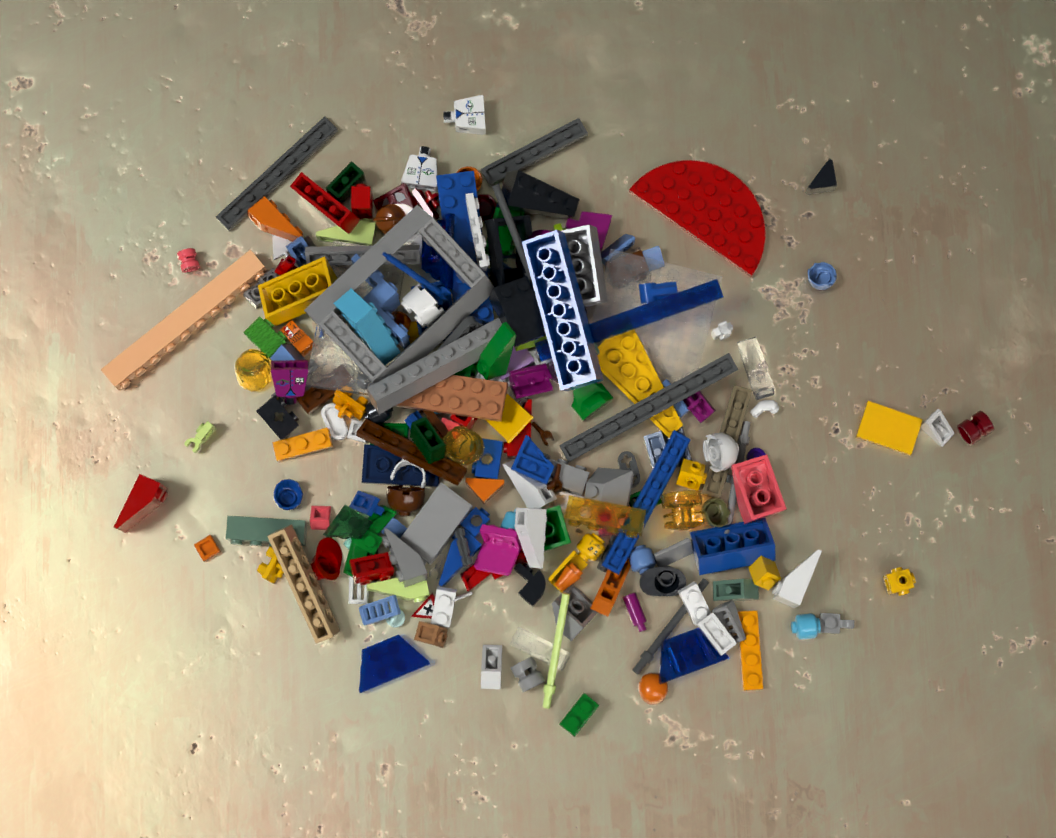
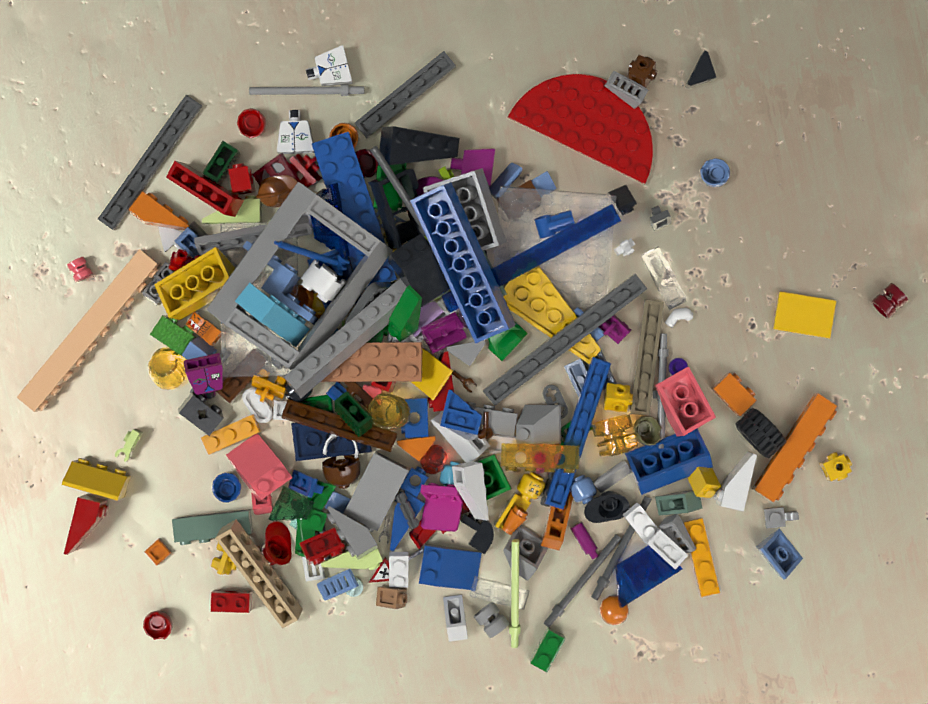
camera: 10 degrees left, 10 degrees up
(162, 463) = (97, 479): none -> yellow slope
(191, 619) = (157, 625): none -> red hair
(270, 608) = (231, 601): none -> red brick
(324, 481) = (258, 467): none -> coral slope
(382, 152) = (251, 123): none -> red hair
(388, 661) = (355, 630): clear blue wing -> none
(475, 224) = (367, 204): white wing -> none
(476, 138) = (344, 90): none -> light grey bar
(494, 613) = (449, 567): none -> blue slope
(498, 504) = (434, 460): none -> clear red head
(550, 404) = (466, 352): none -> light grey slope
(597, 677) = (558, 610): none -> dark grey bar
(720, 451) = (643, 371): white cylinder -> none
(729, 286) = (624, 200): none -> black slope
(752, 190) = (635, 88): none -> light grey slope
(761, 310) = (659, 218): none -> dark grey tile
(765, 169) = (642, 70): none -> reddish brown brick
(806, 626) = (752, 525): medium azure head -> none
(808, 492) = (734, 394): none -> orange brick
(828, 532) = (760, 432): none -> black tyre
(829, 660) = (780, 553): none -> medium blue slope
(860, 555) = (798, 441): none -> orange brick
(938, 428) = (852, 306): white slope -> none

